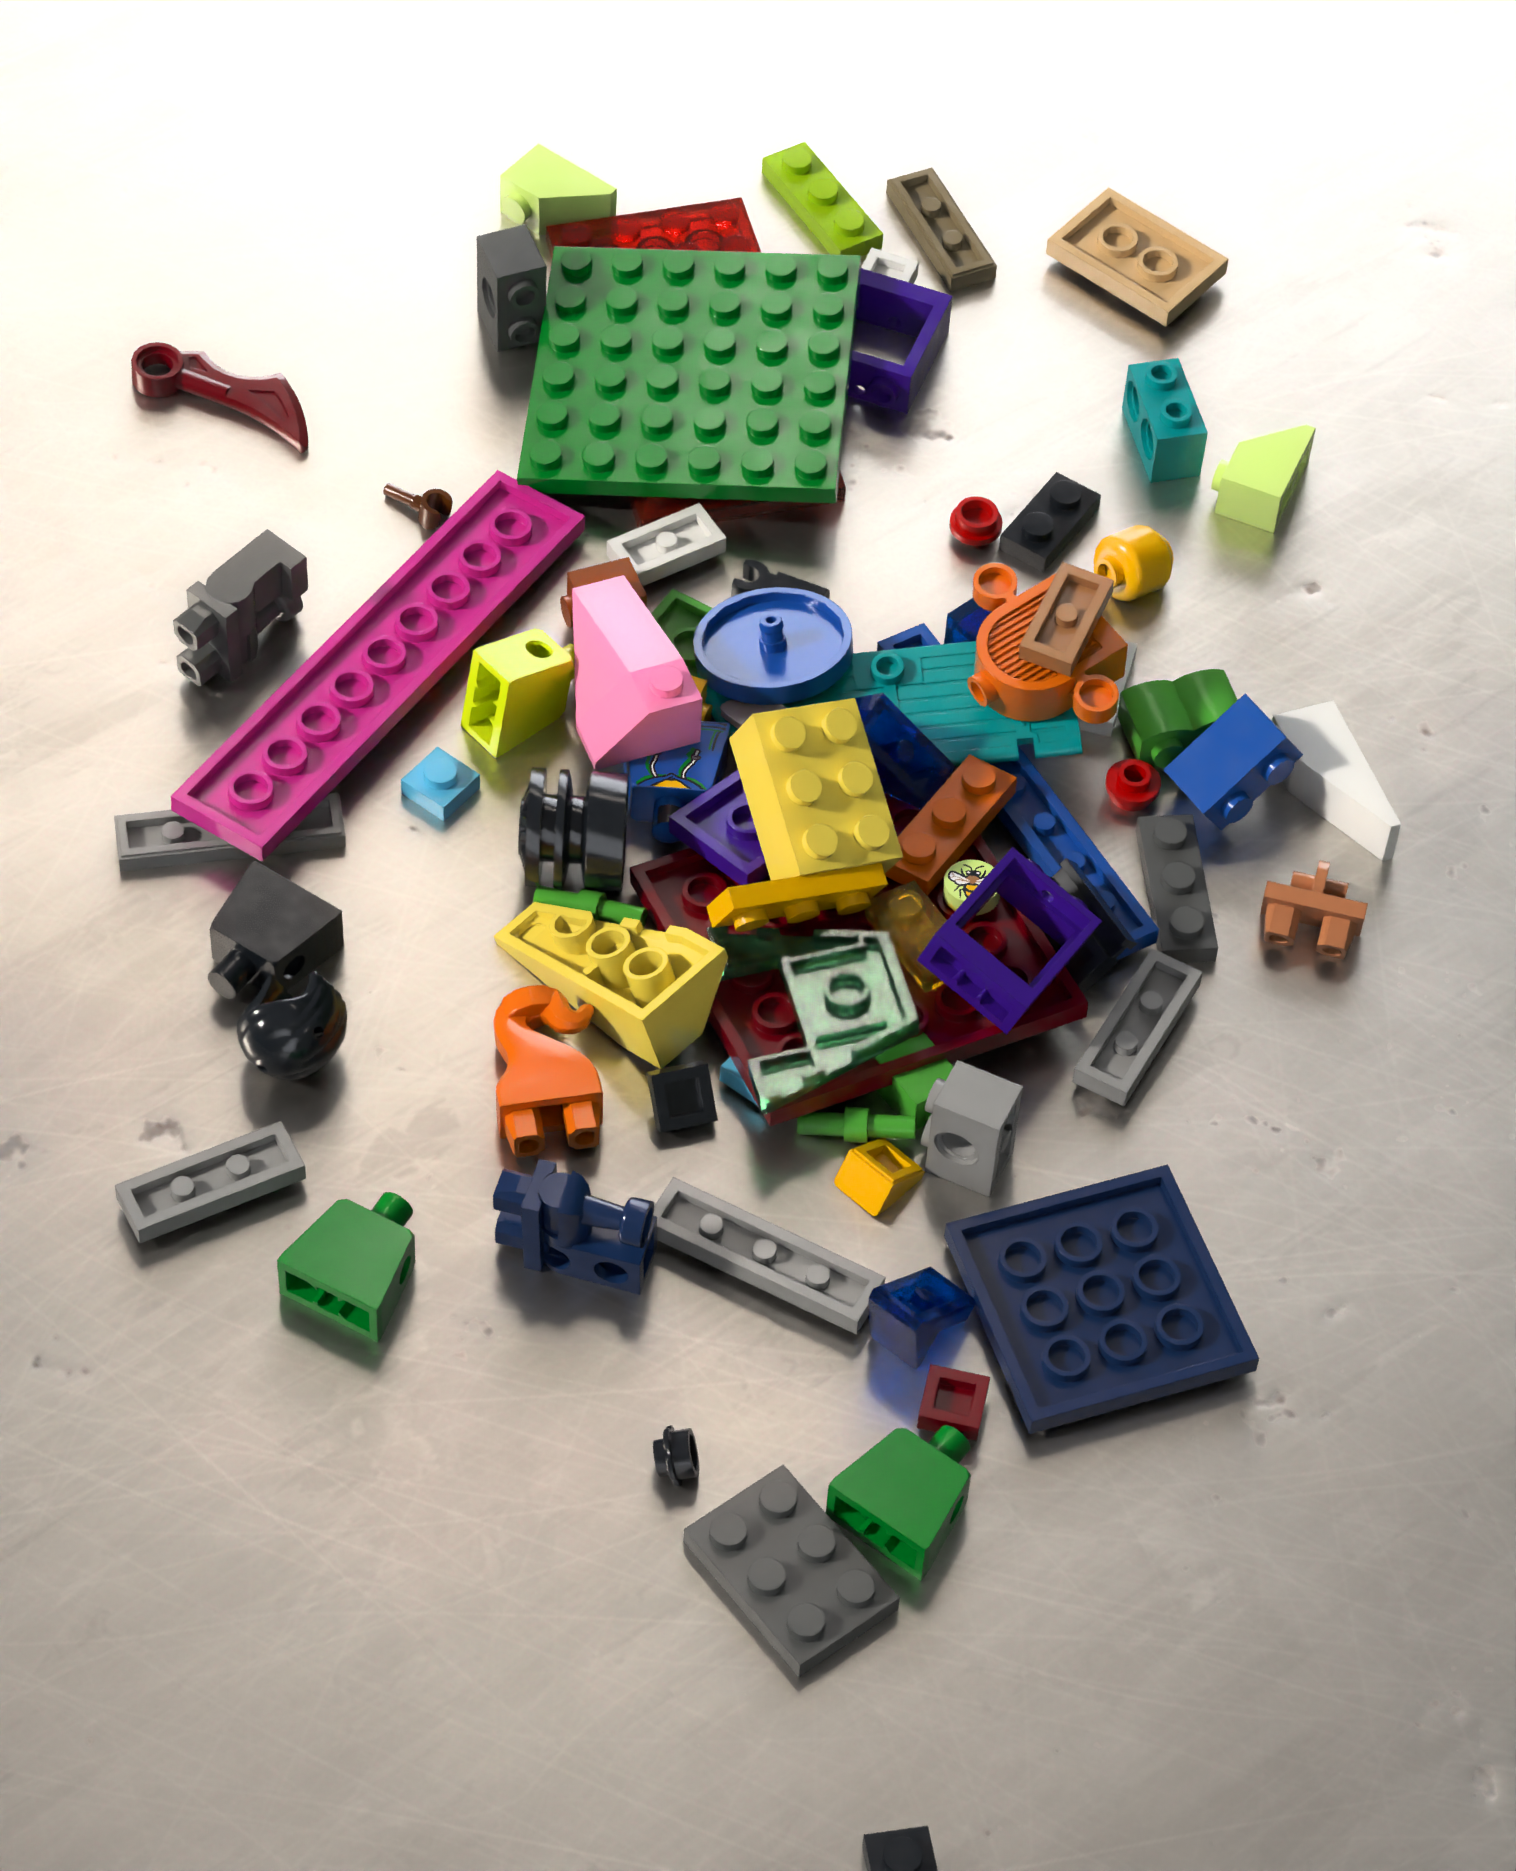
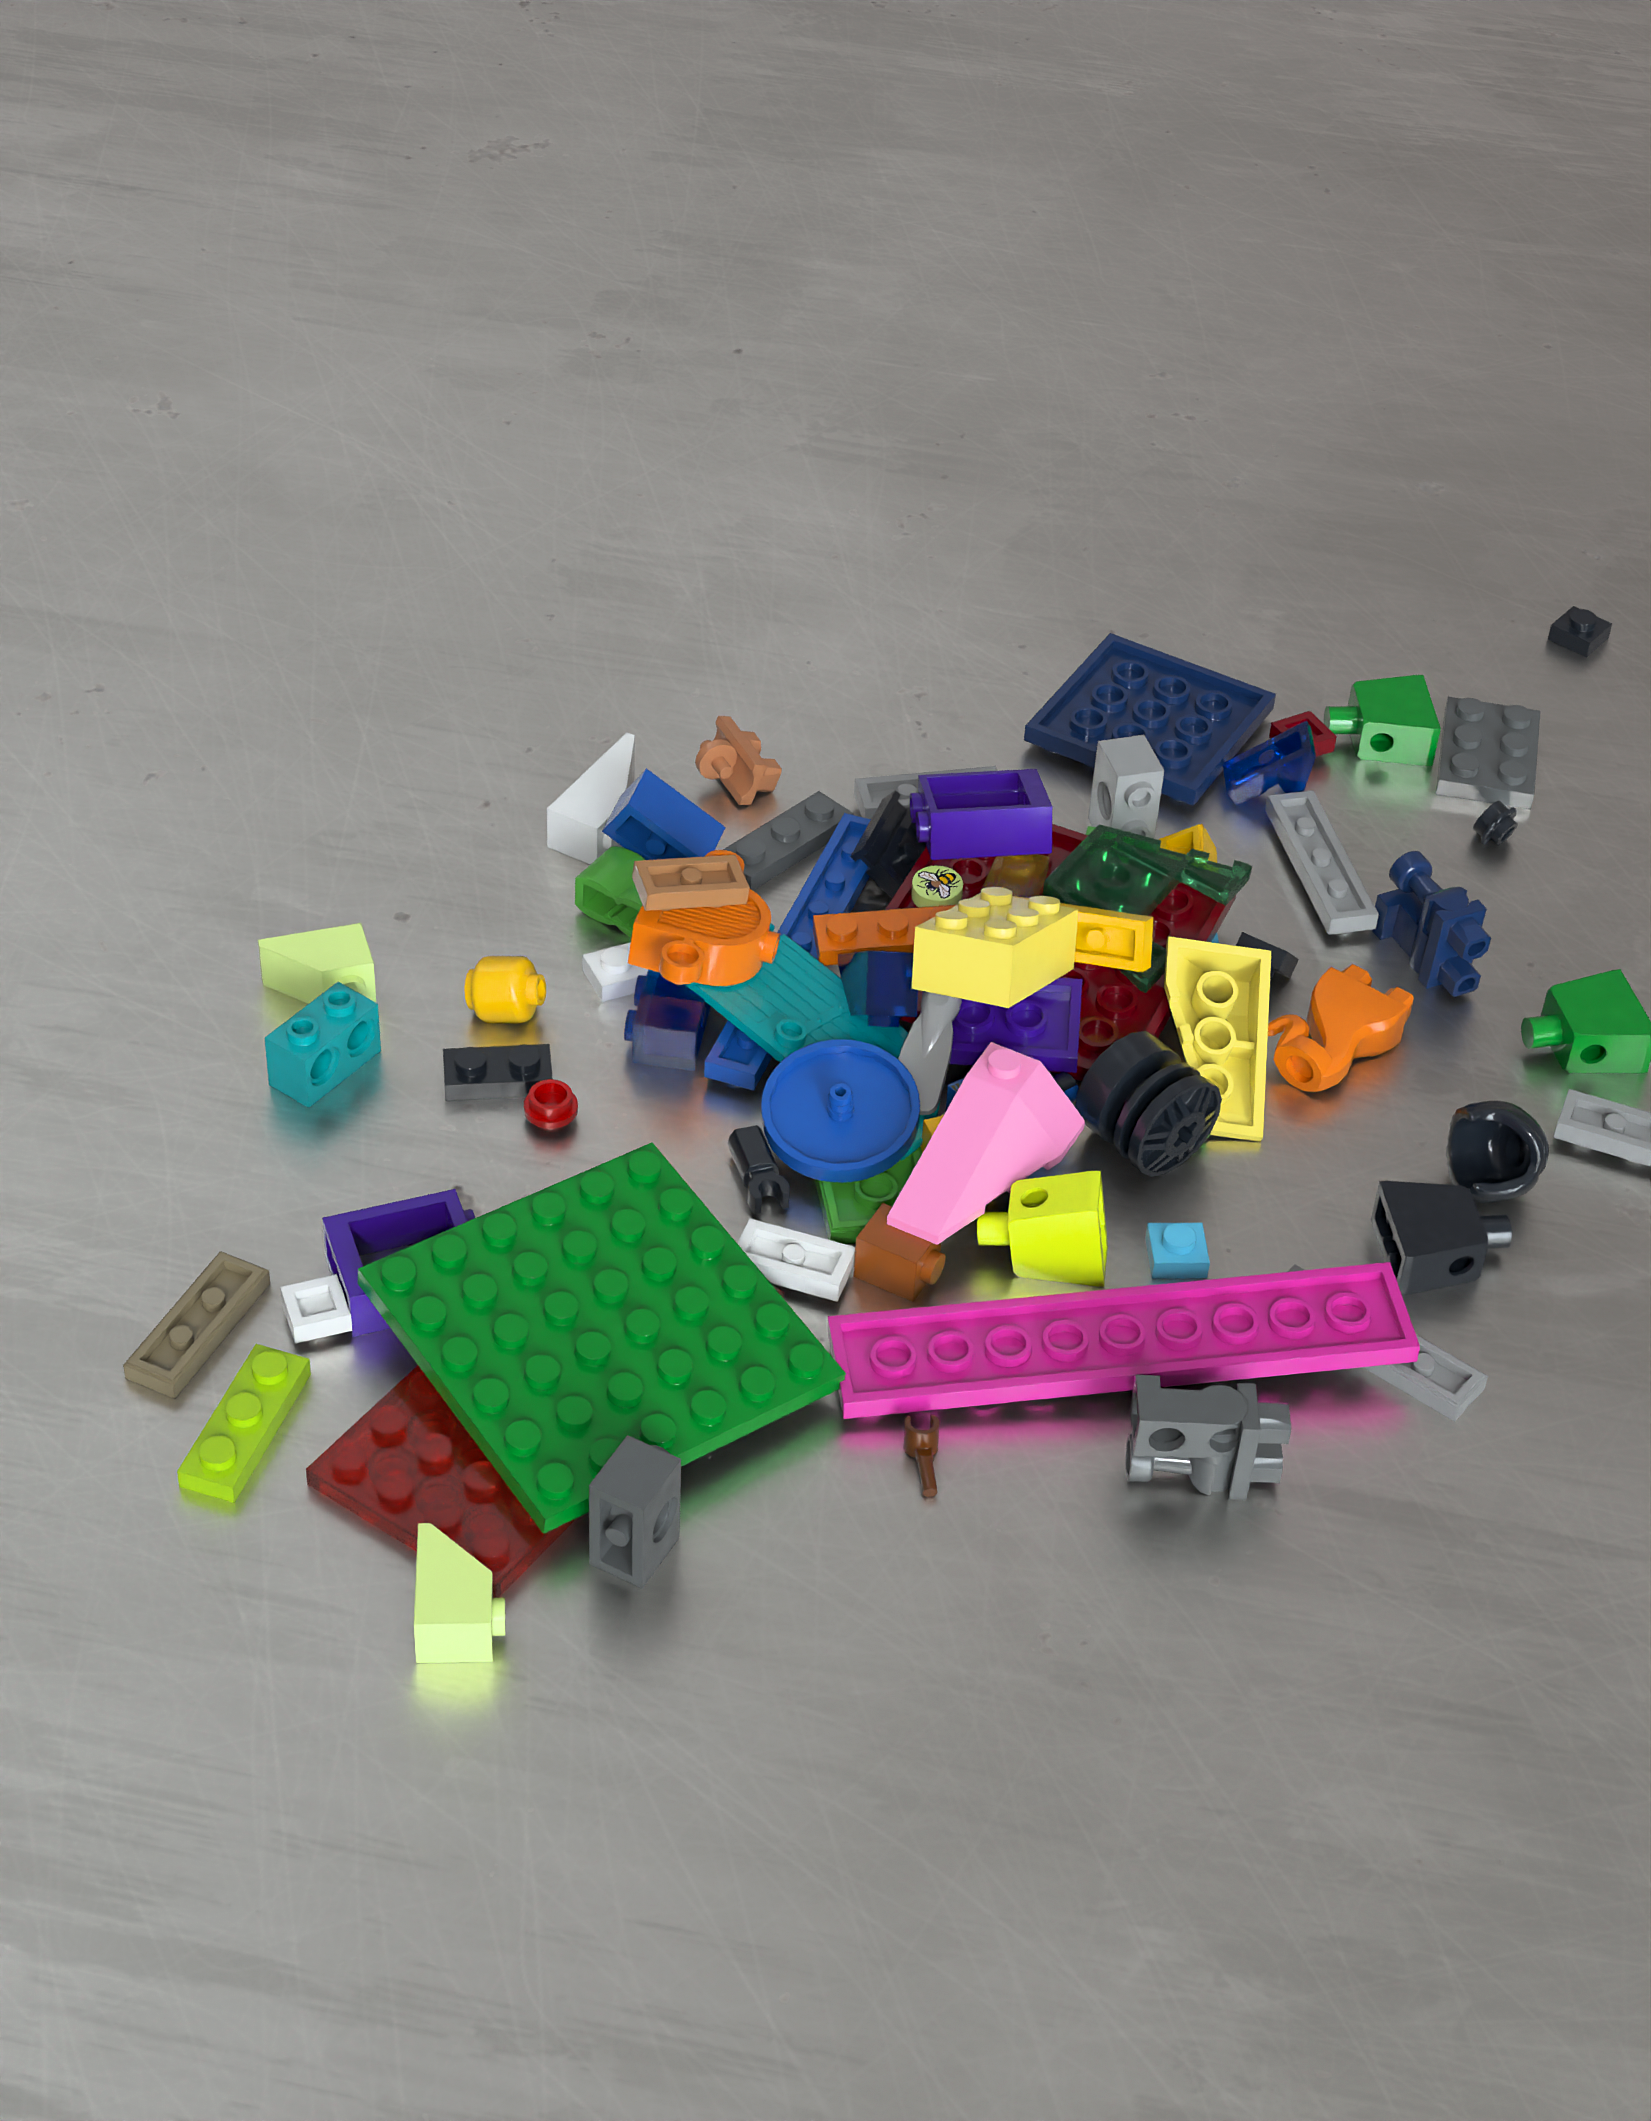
camera: 130 degrees left, 10 degrees down
(262, 398) = (934, 1655): dark red piece -> none
(1137, 256) = (117, 1170): tan plate -> none

